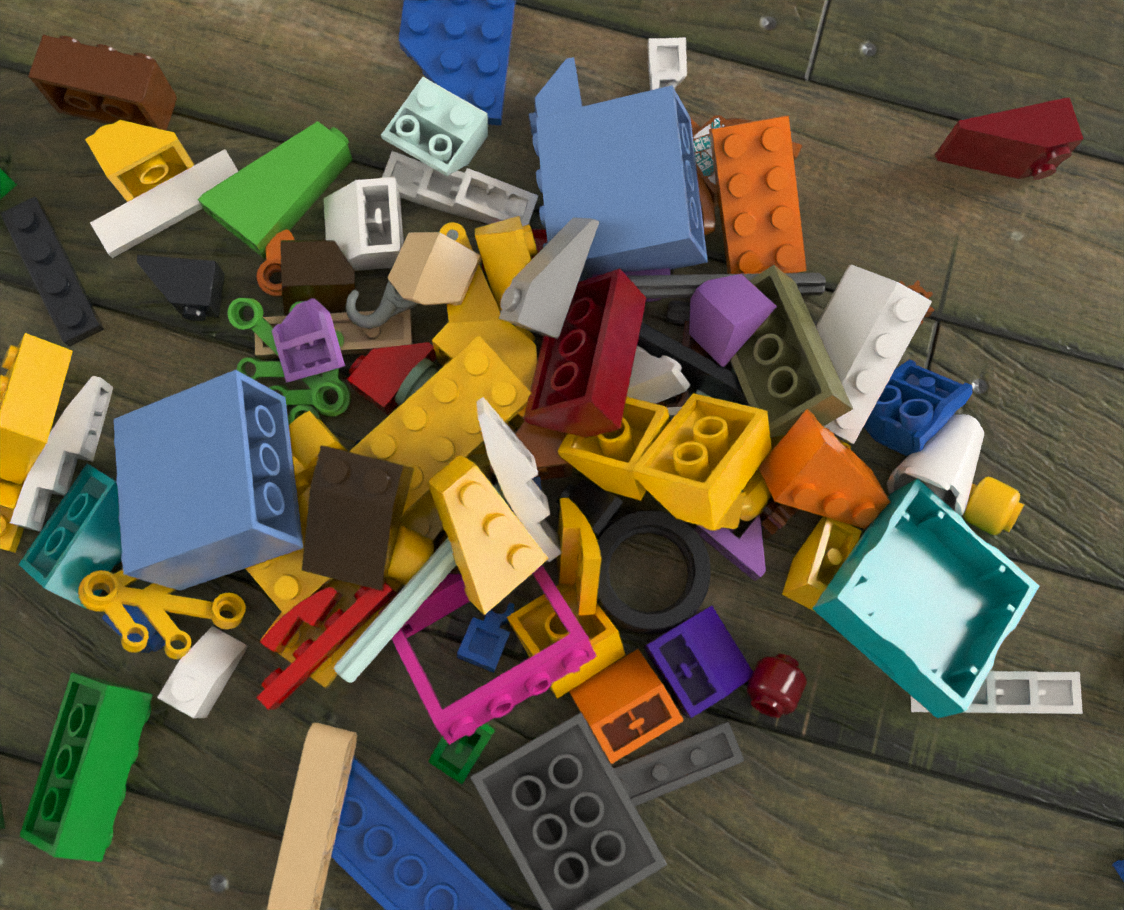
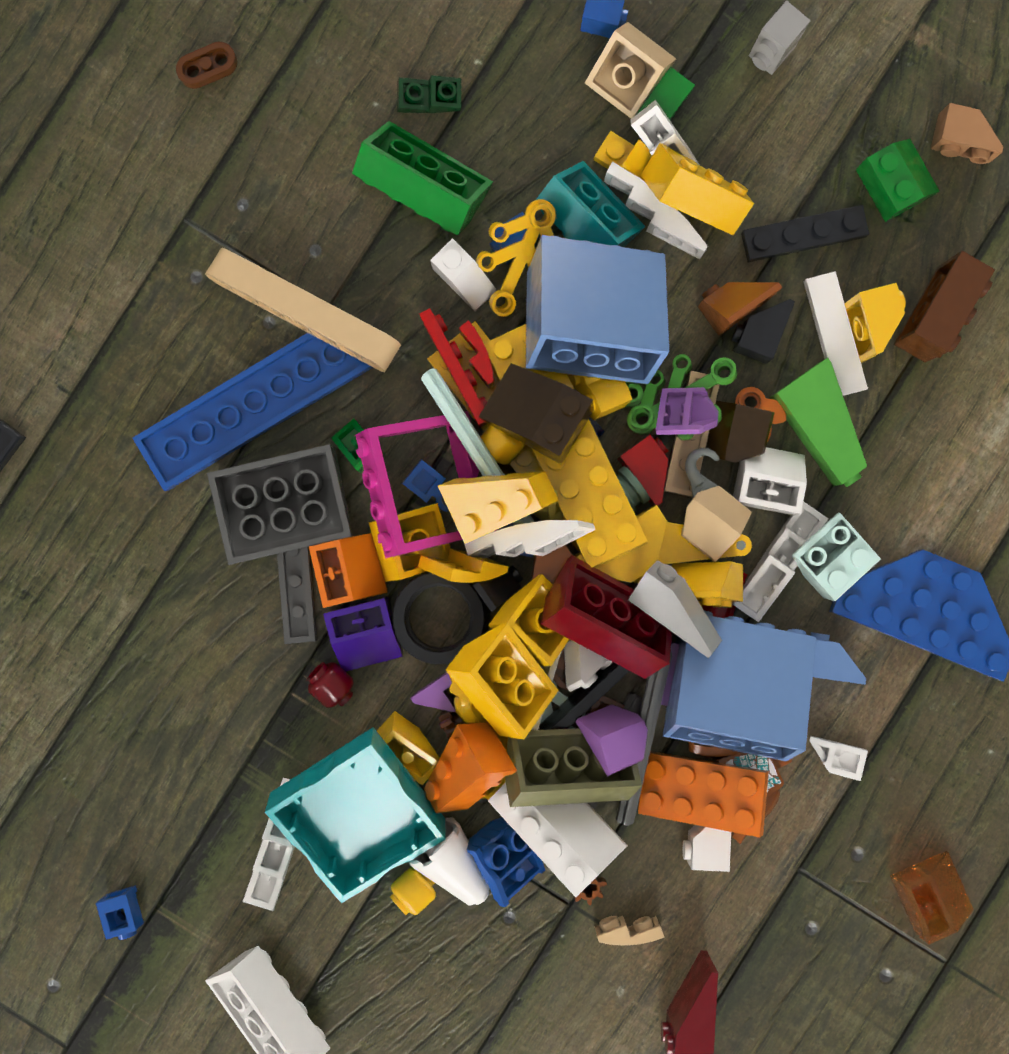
camera: 110 degrees right, 10 degrees up
(157, 325) = (734, 302): none -> dark orange slope
(821, 180) = (707, 849): none -> white slope
(952, 256) = (615, 931): none -> tan slope

